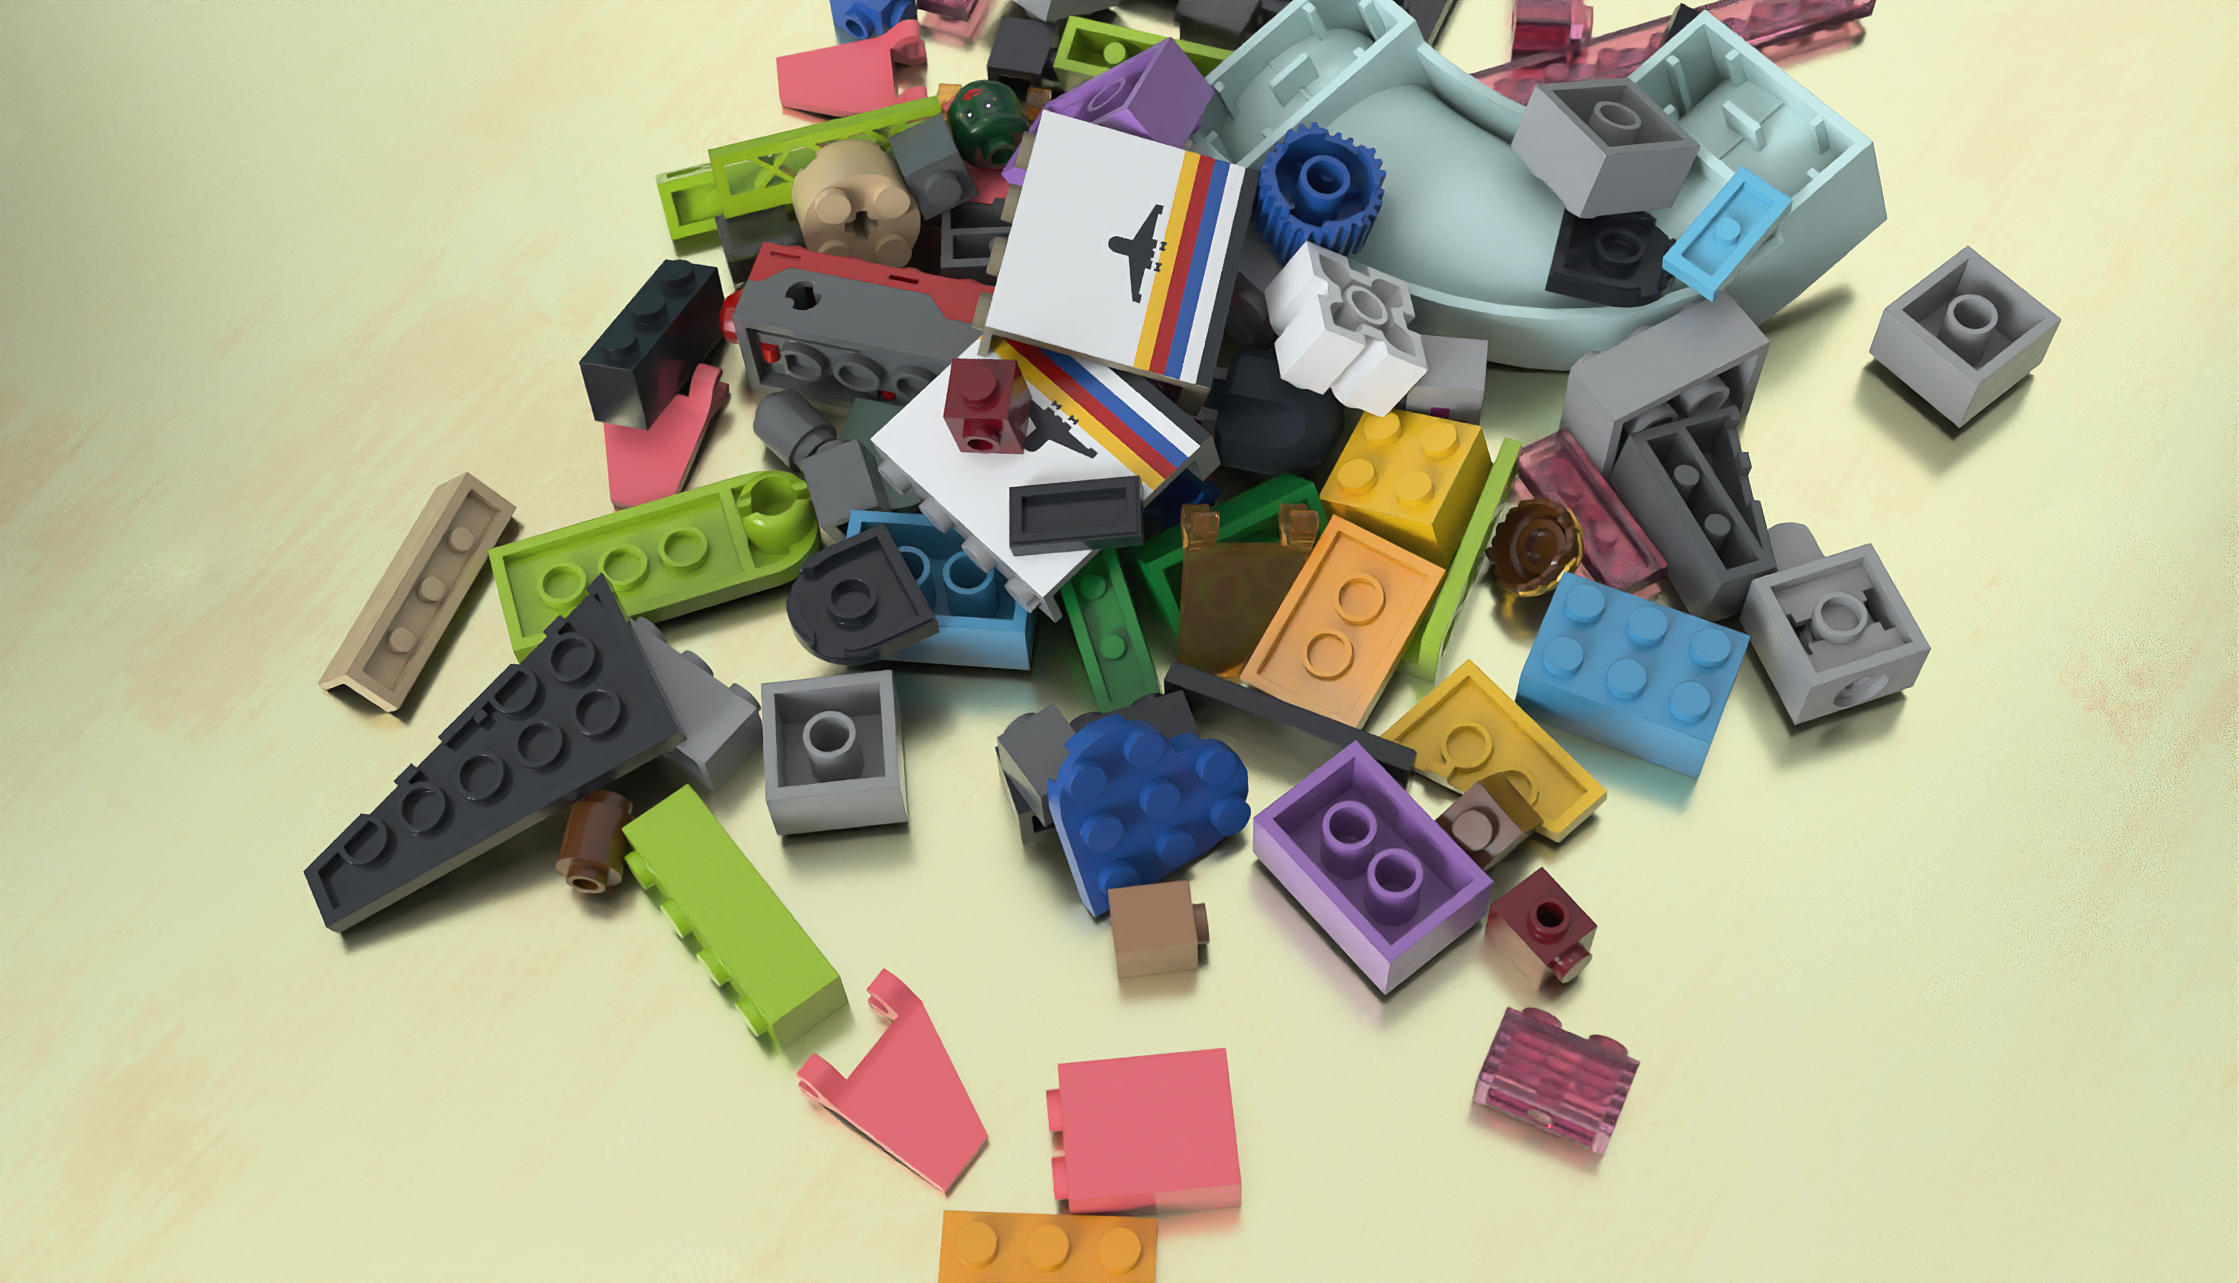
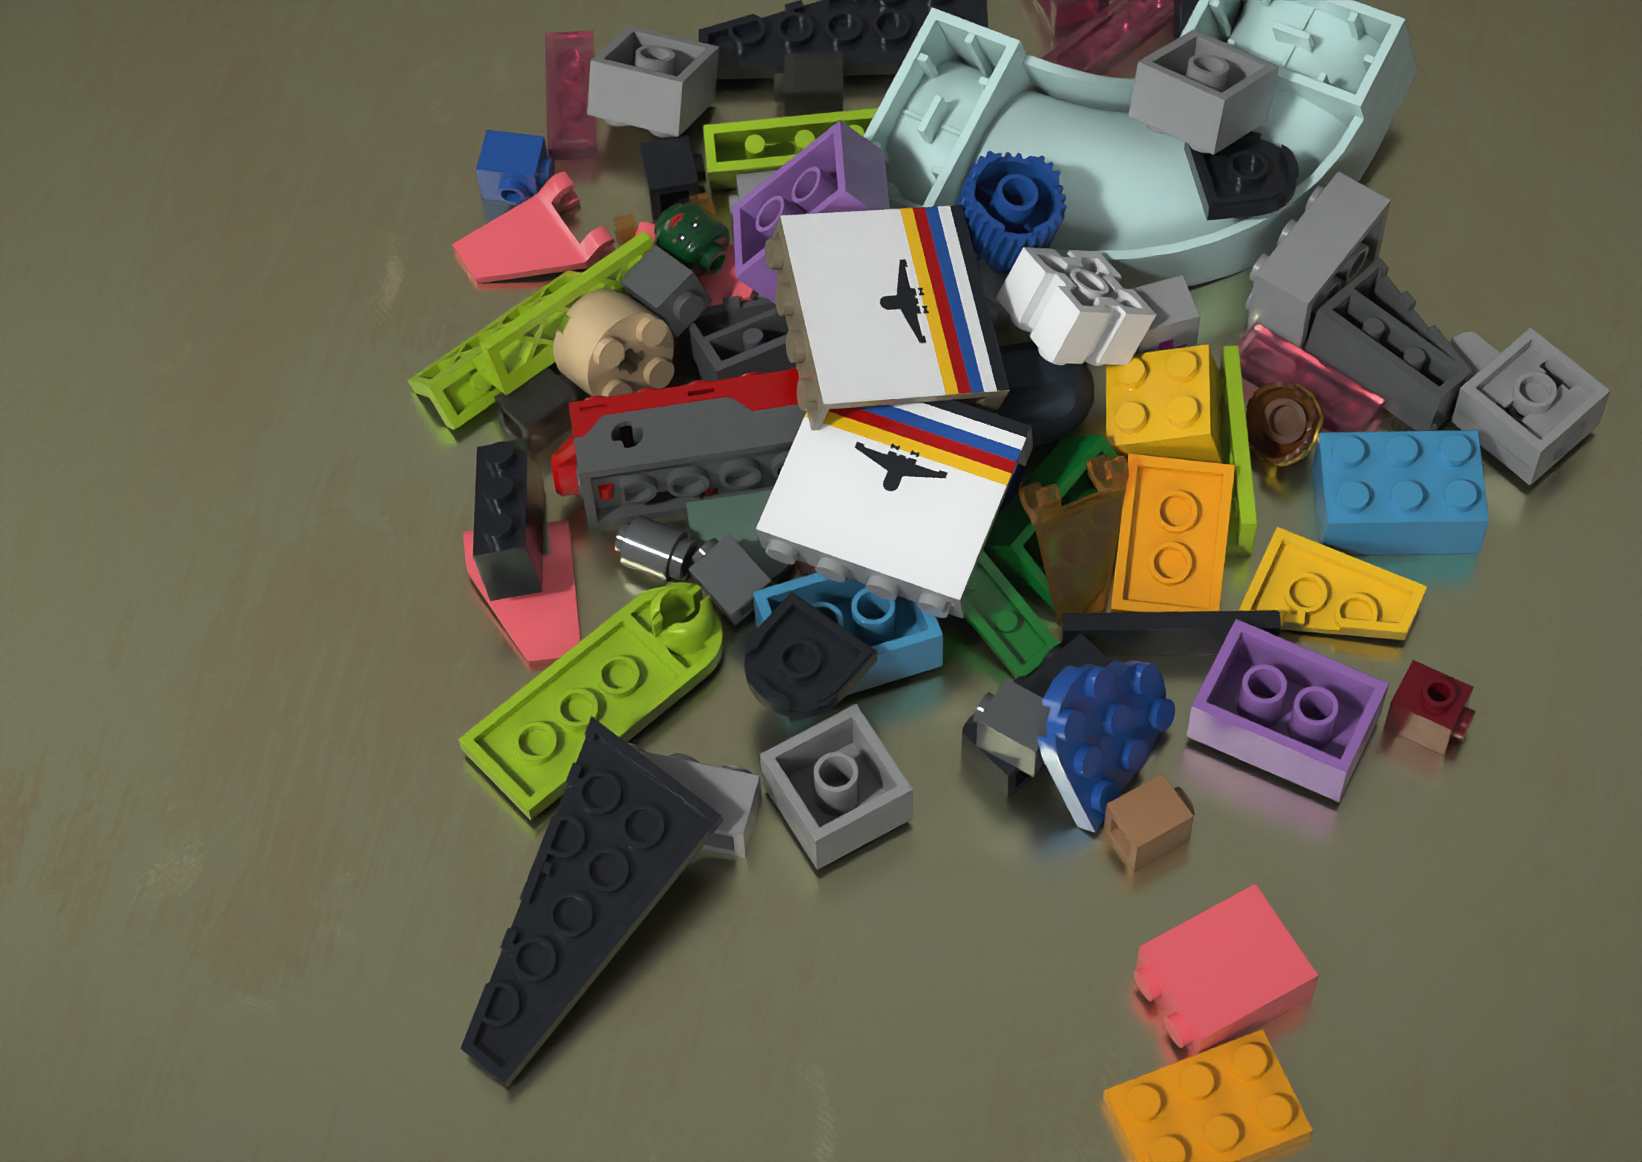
camera: 25 degrees left, 0 degrees up
(420, 592) = (413, 795): tan panel -> none
(595, 842) = (683, 931): reddish brown brick -> none
(734, 916) = (823, 942): lime brick -> none
(904, 1090) = (1023, 1017): coral flag -> none
(987, 406) = (851, 467): dark red brick -> none
(1076, 516) = (958, 527): black tile -> none
(1489, 820) = (1357, 640): reddish brown brick -> none
(1556, 1078) = (1494, 810): clear pink brick -> none
(1727, 233) = (1327, 128): medium azure plate -> none
(1963, 335) = (1513, 142): light grey brick -> none

